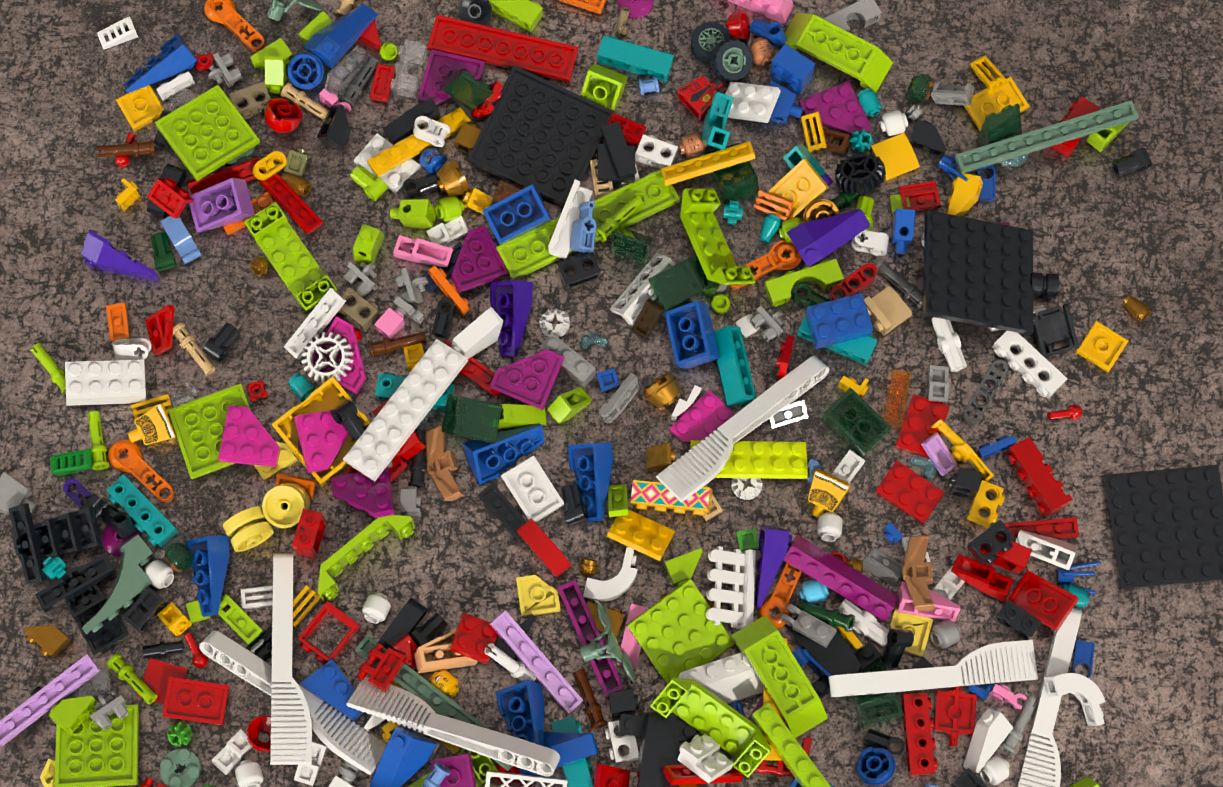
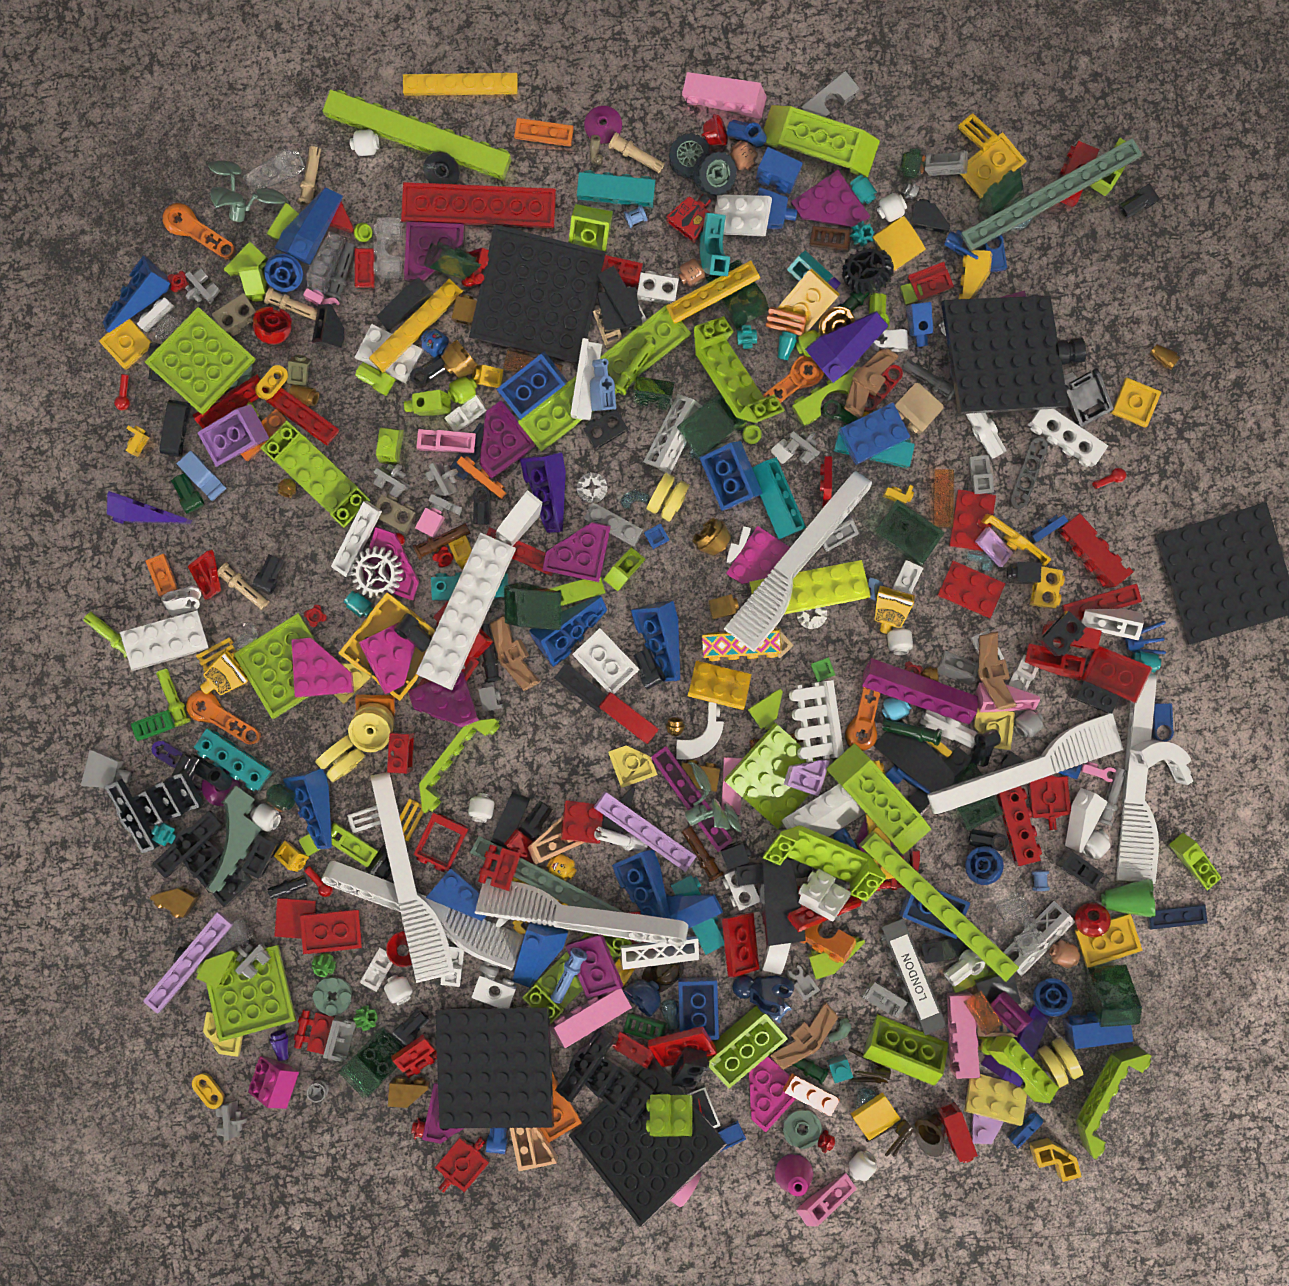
camera: 10 degrees left, 15 degrees up
(120, 25) = (83, 258): white slope -> none
(126, 673) = (259, 918): lime pin -> none
(136, 148) = (131, 390): reddish brown pin -> none
(169, 197) = (179, 437): red bracket -> none
(400, 360) = (446, 560): none -> red plate
(432, 132) = (427, 314): white piece -> none
(618, 500) = (691, 657): lime plate -> none
(620, 399) = (672, 553): light grey hinge -> none
(626, 342) = (668, 497): none -> light yellow wheel
(648, 318) = (684, 465): dark brown plate -> none
(654, 25) = (628, 149): none -> tan pin
(710, 638) = (807, 776): none -> lavender wing
(773, 547) = (850, 674): dark purple wedge -> none
(809, 626) = (899, 745): light grey hinge -> none
(817, 146) = (824, 243): yellow tile -> none
(842, 271) = (868, 380): none -> medium nougat plate
(892, 534) = (961, 636): blue plate -> none

